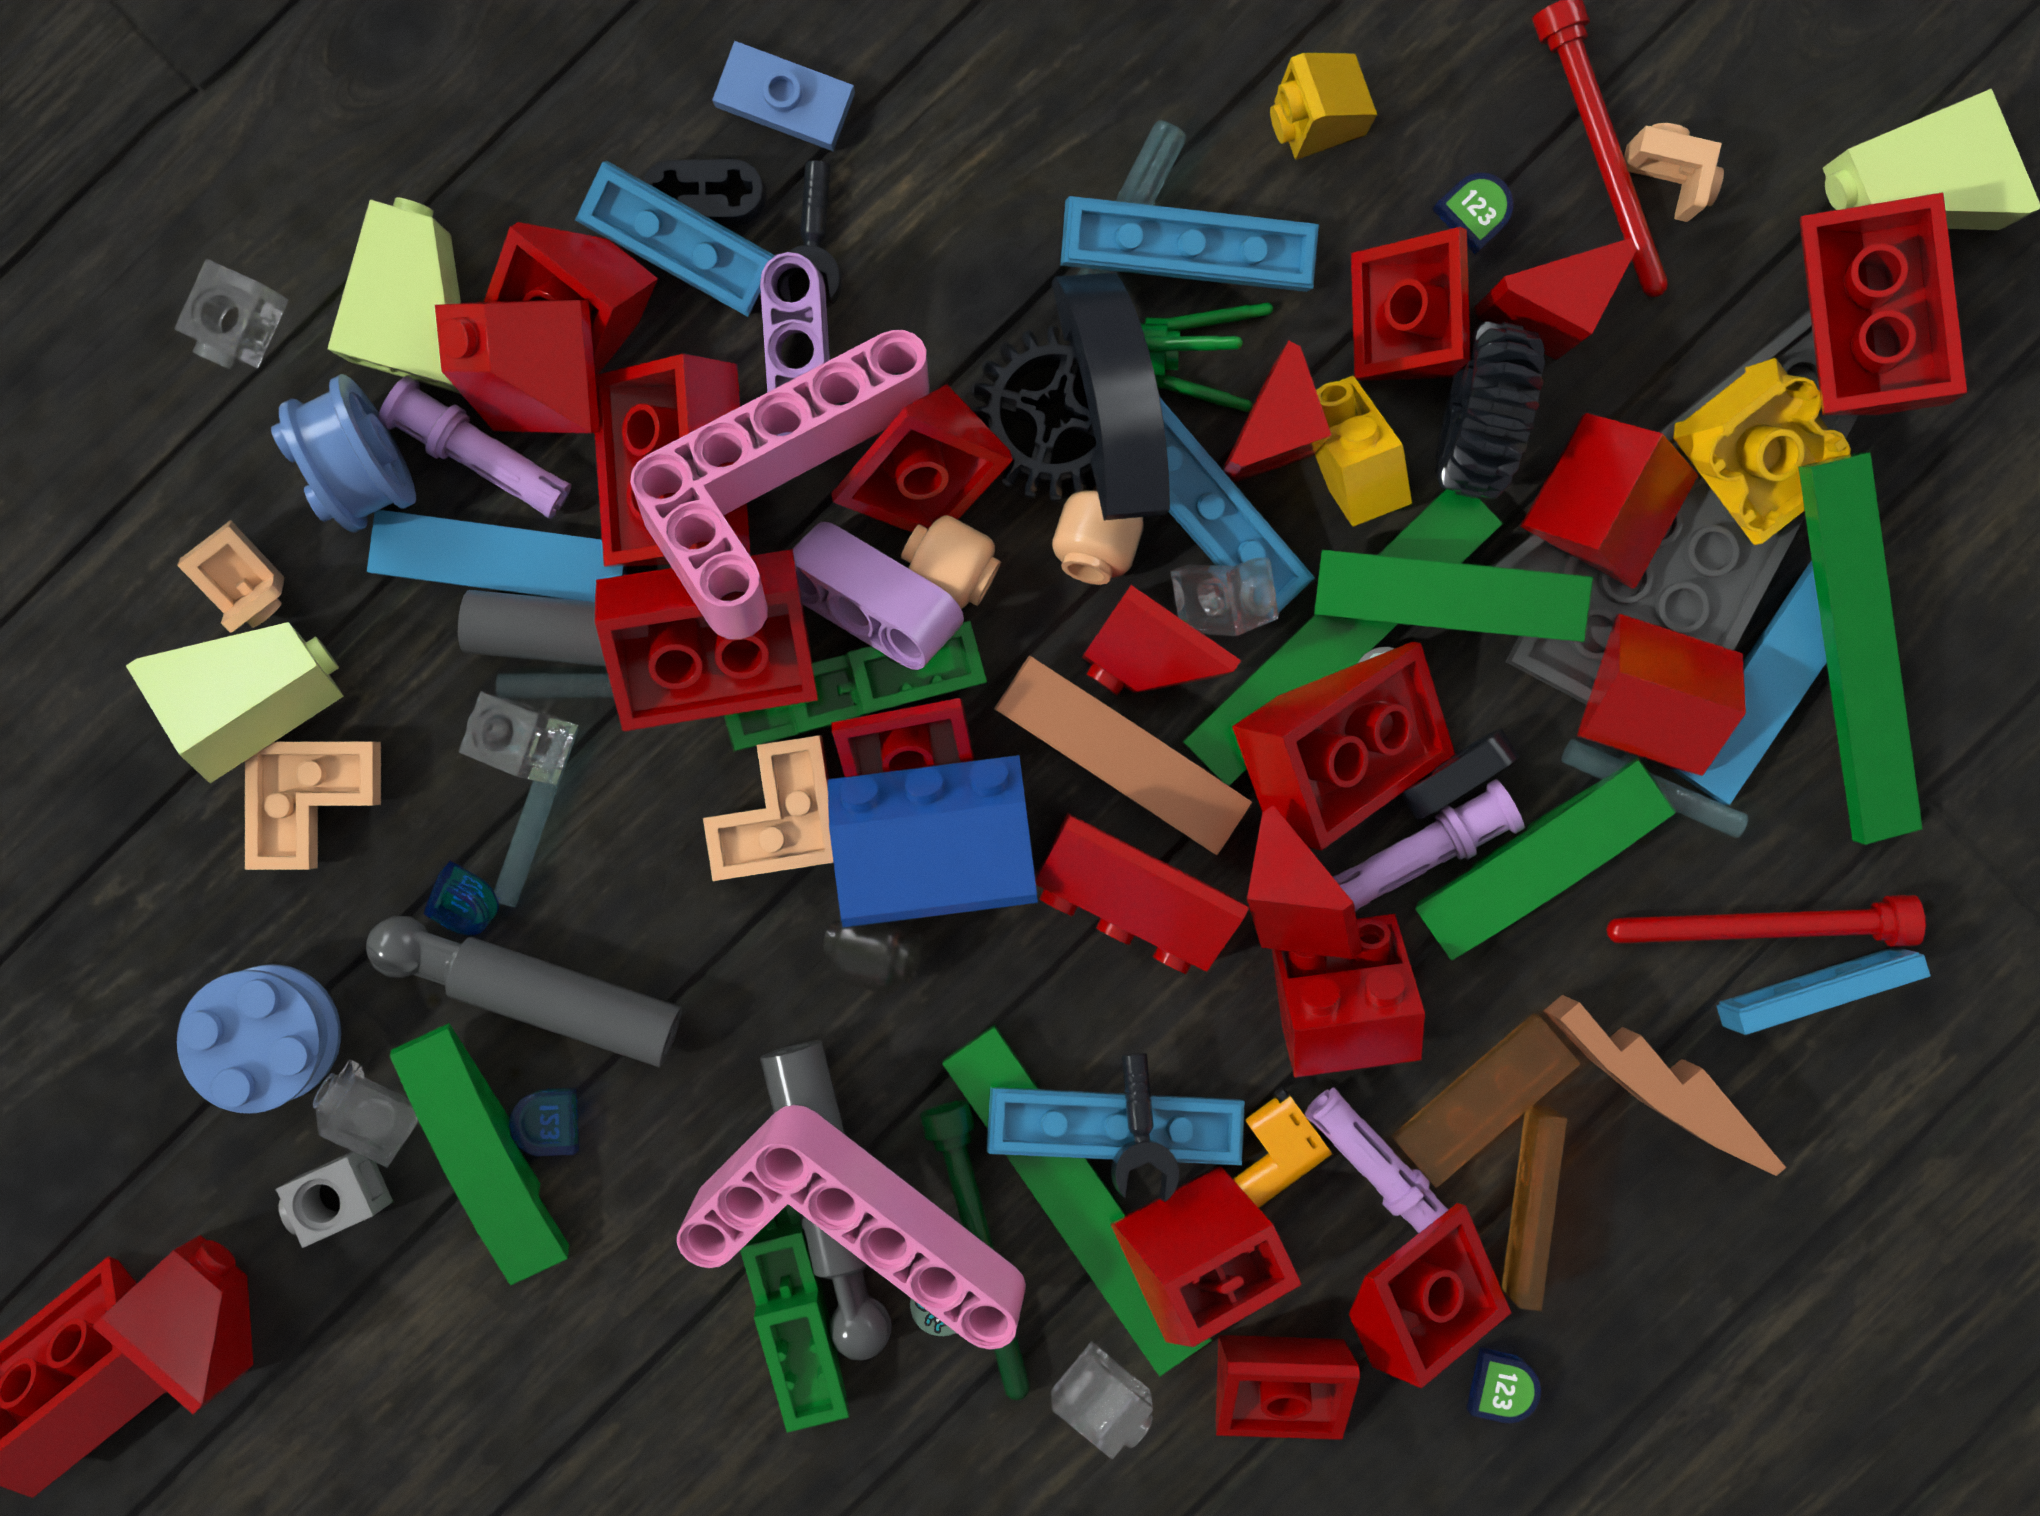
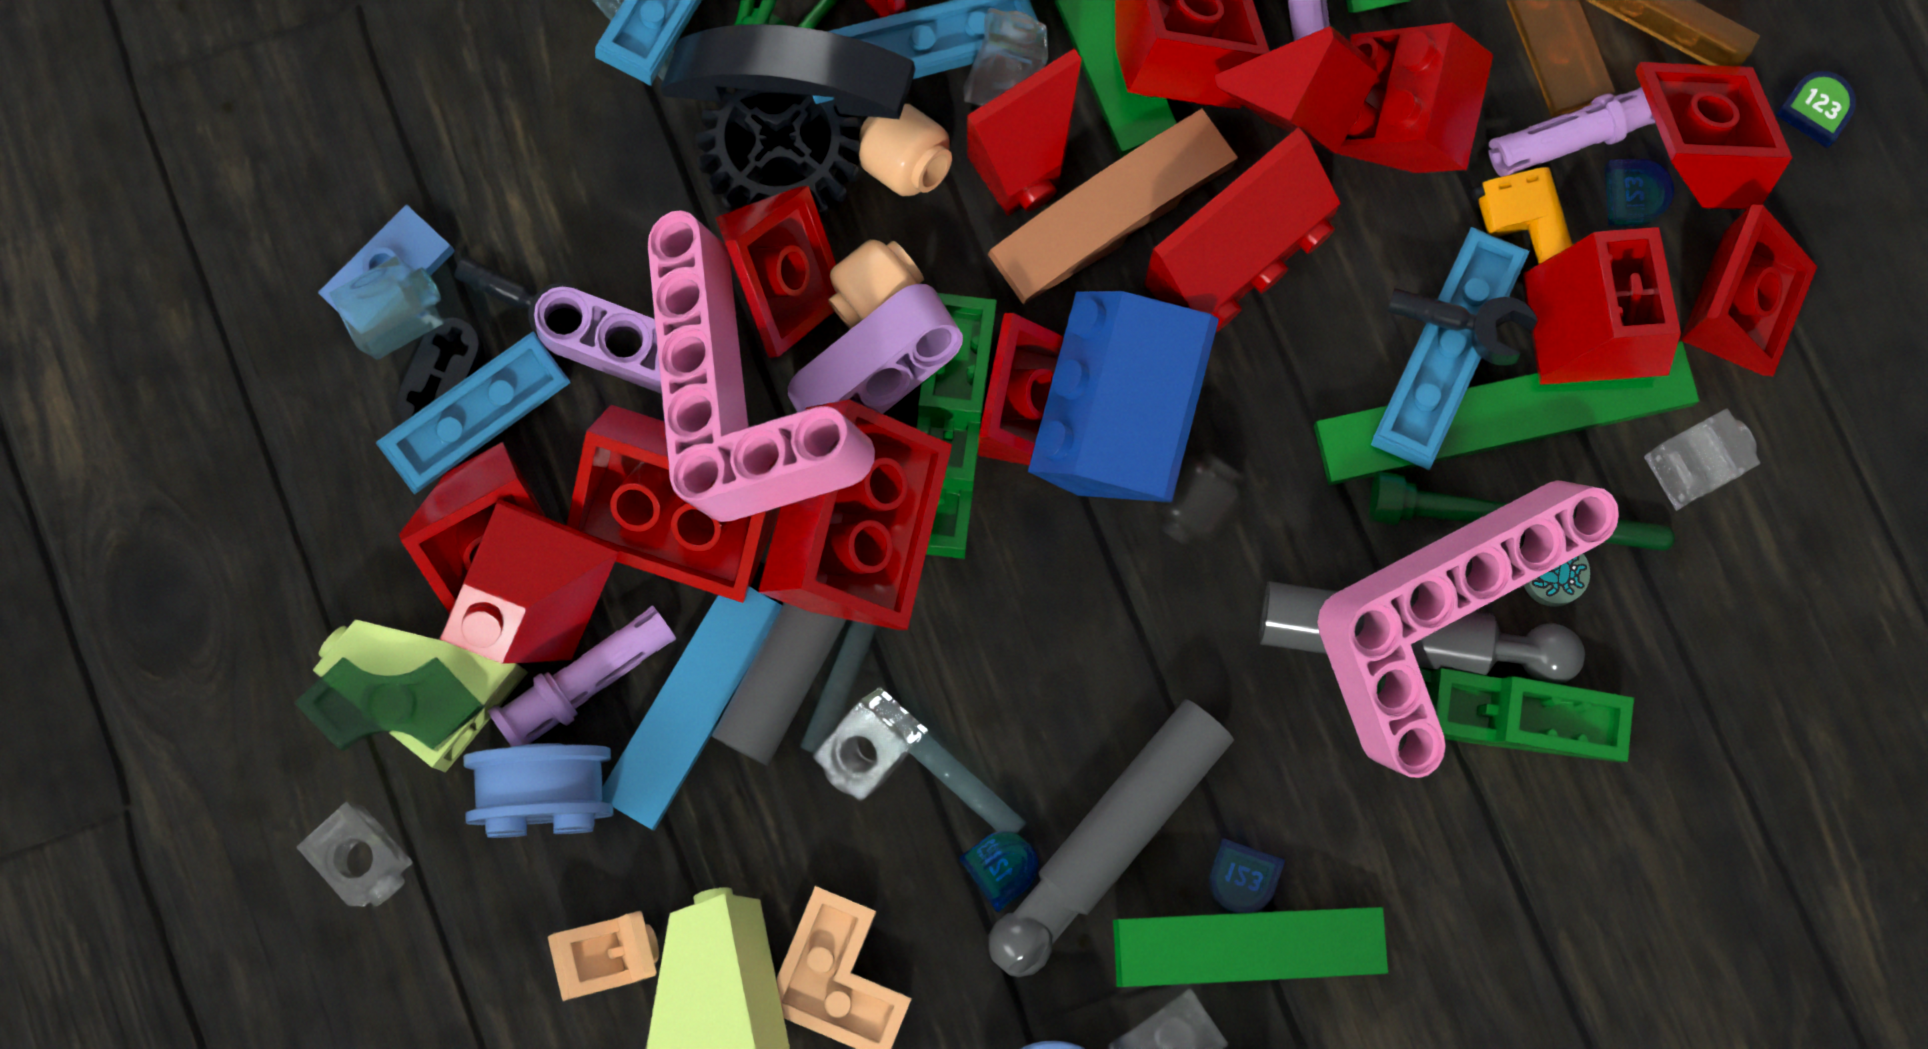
camera: 70 degrees left, 10 degrees down
(355, 260) = (358, 704): none -> clear green tile
(735, 112) = (388, 306): none -> clear light blue brick
(792, 826) = (1056, 526): light nougat plate -> none
(1346, 1244) = (1637, 191): none -> tile

